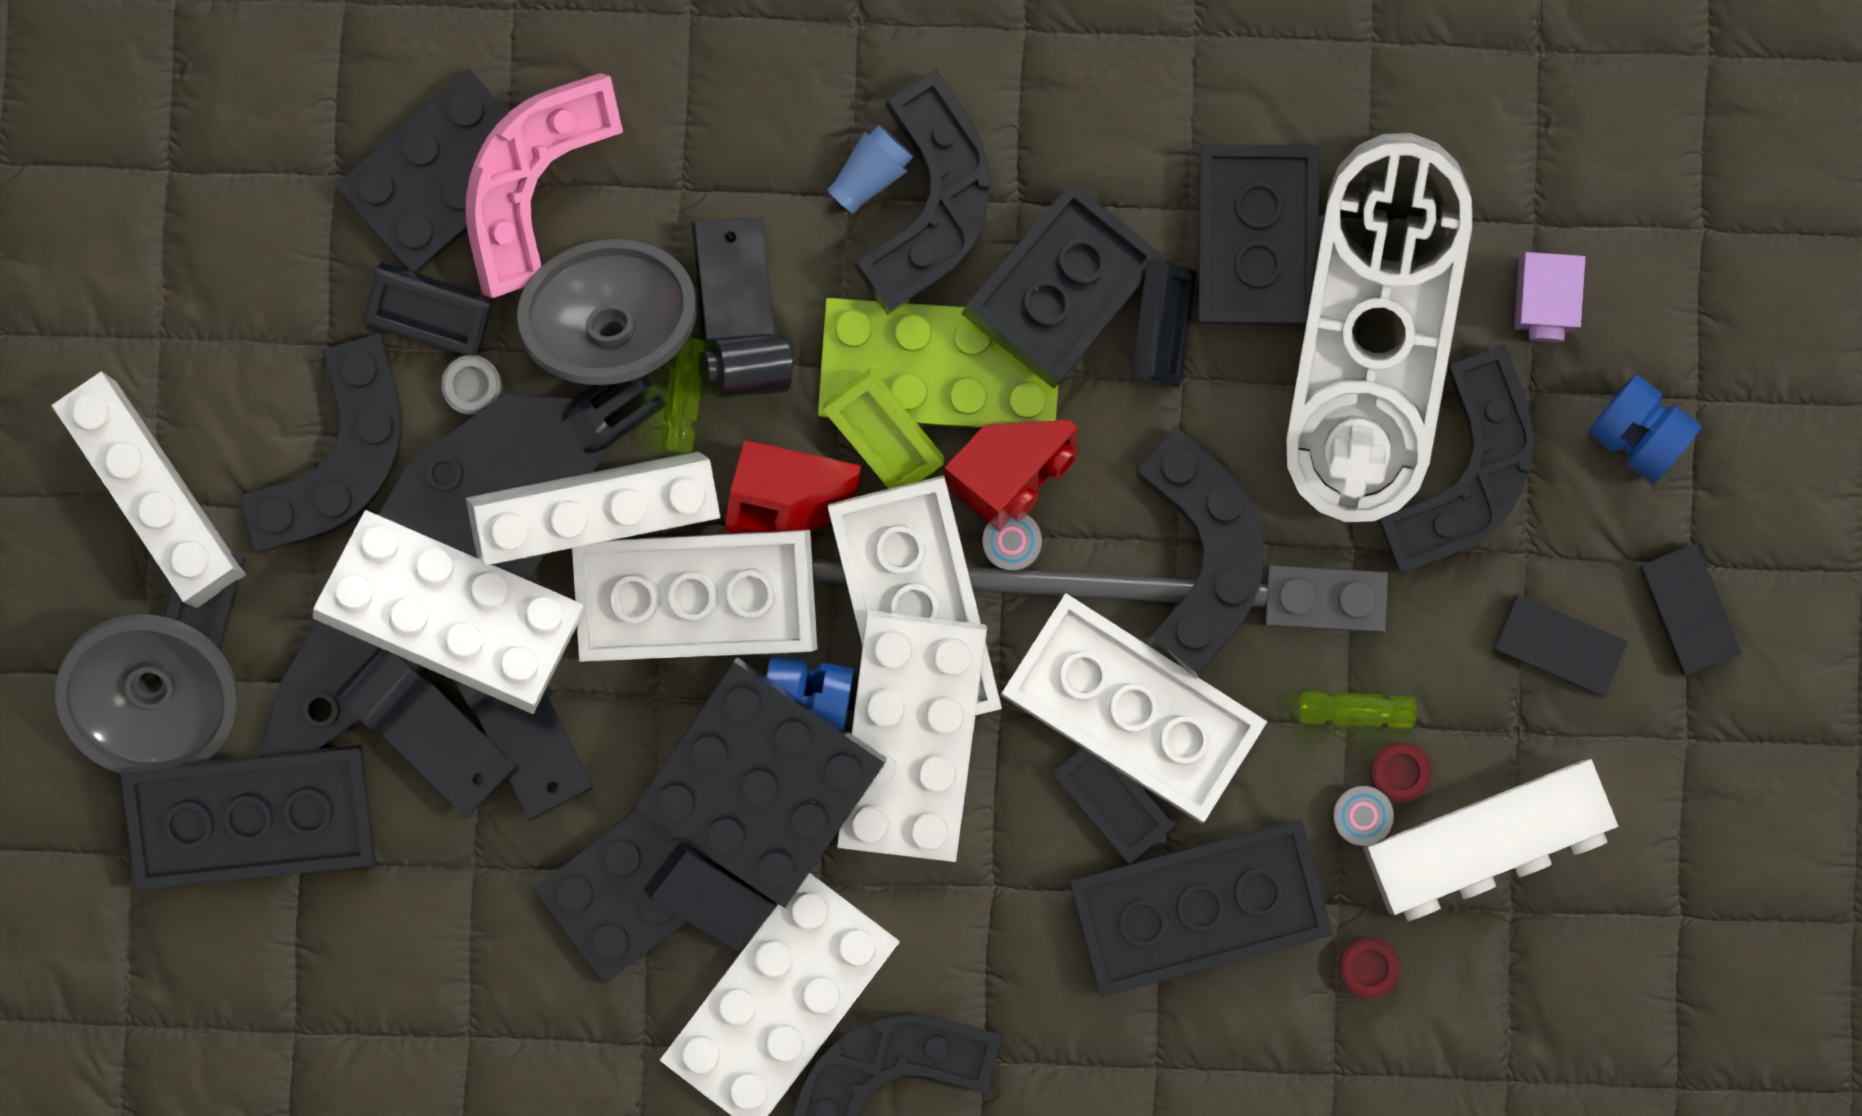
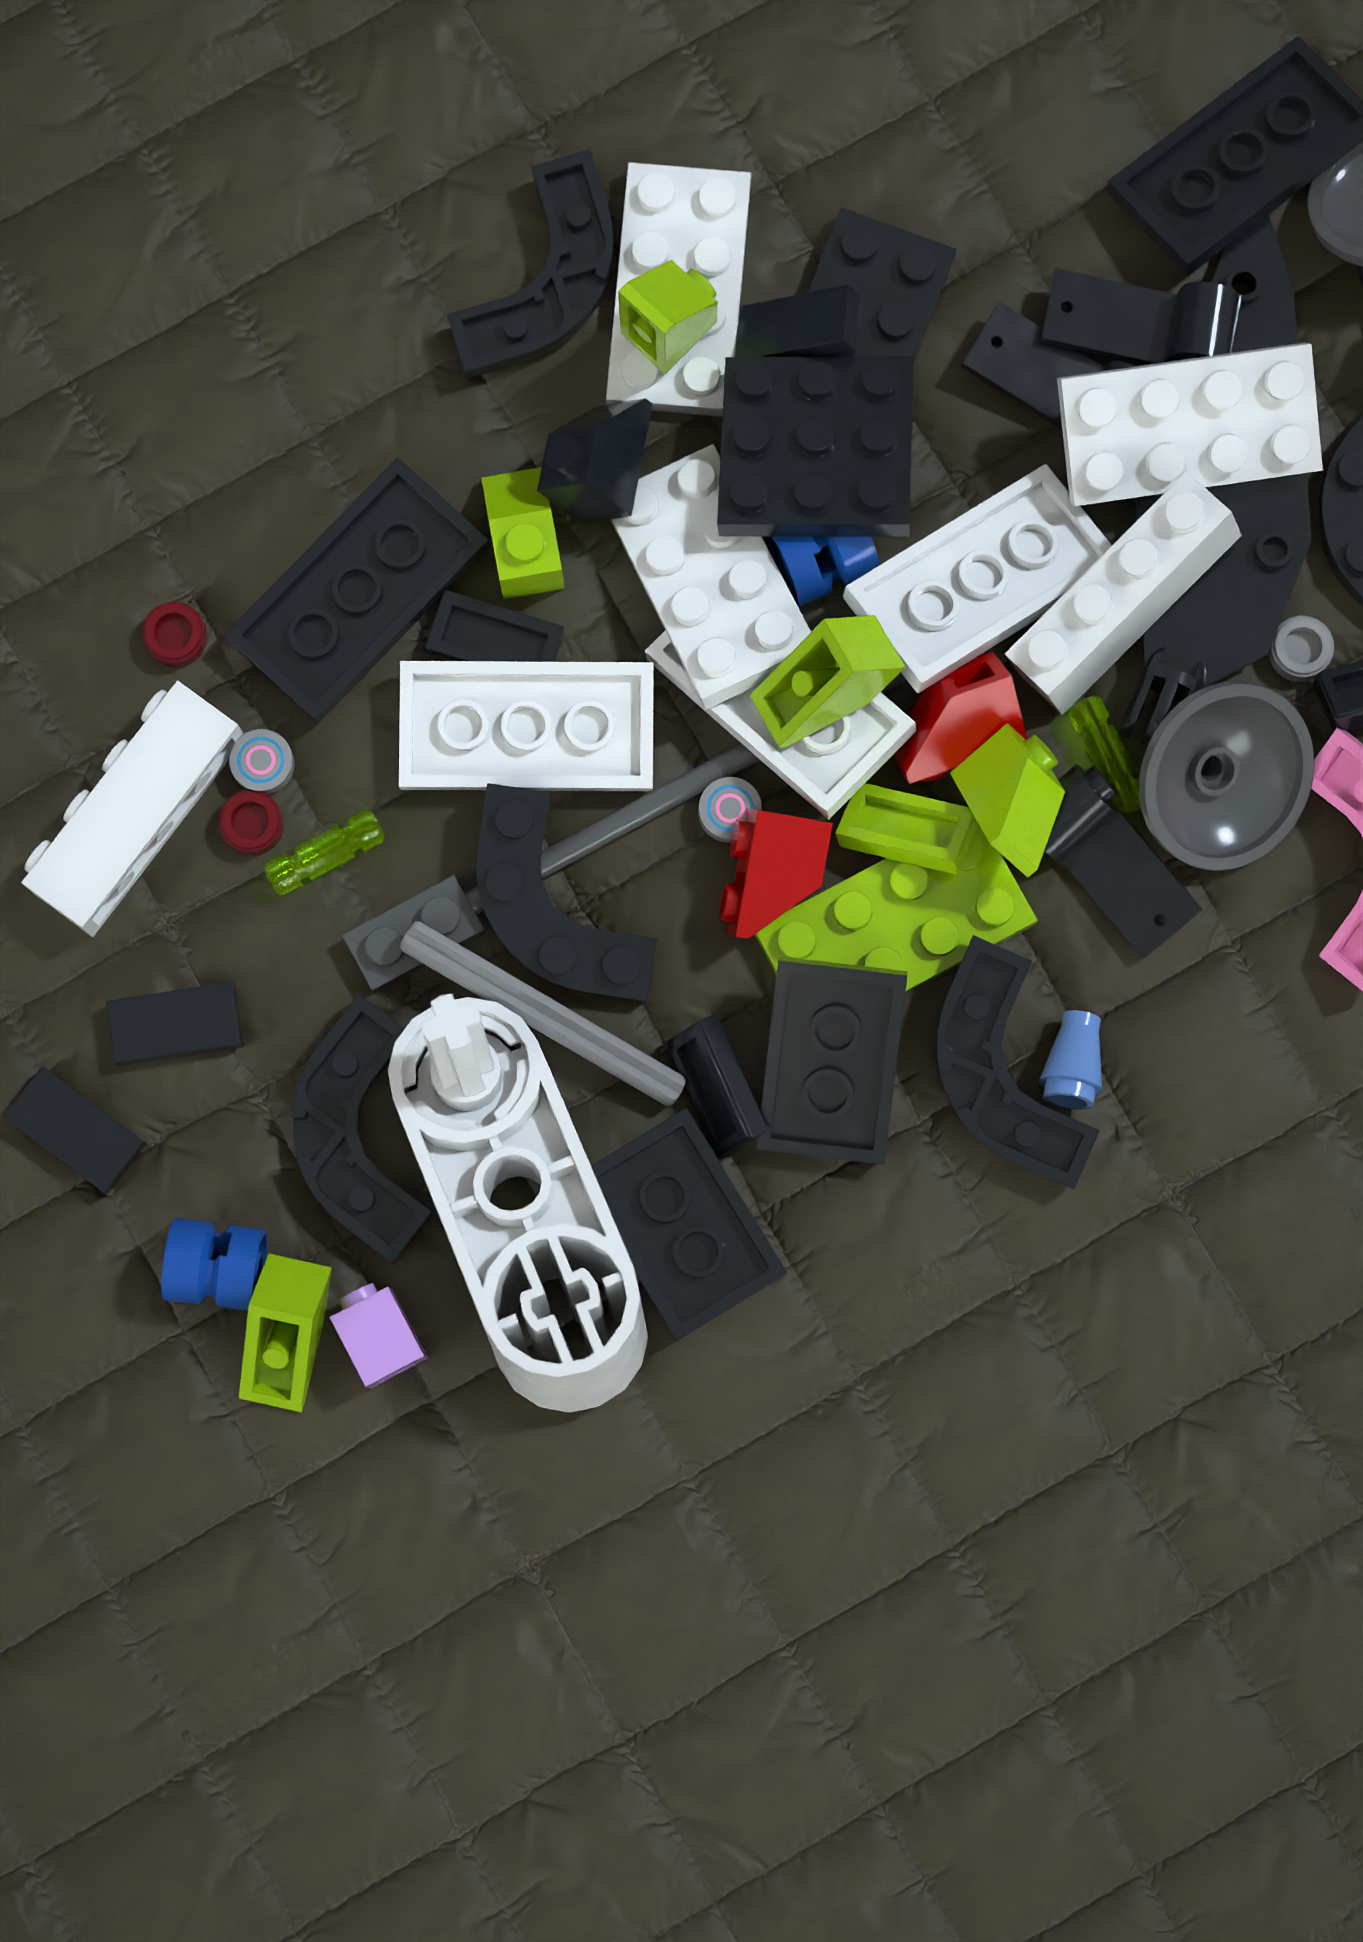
camera: 145 degrees right, 5 degrees down
(789, 398) = (1012, 795): none -> lime slope
(808, 969) = (667, 312): none -> lime slope
(877, 581) = (827, 677): none -> lime slope
(940, 890) = (596, 461): none -> black slope
(1035, 875) = (522, 534): none -> lime slope
(1265, 467) = (543, 1013): none -> light grey axle
(1620, 344) = (284, 1332): none -> lime slope

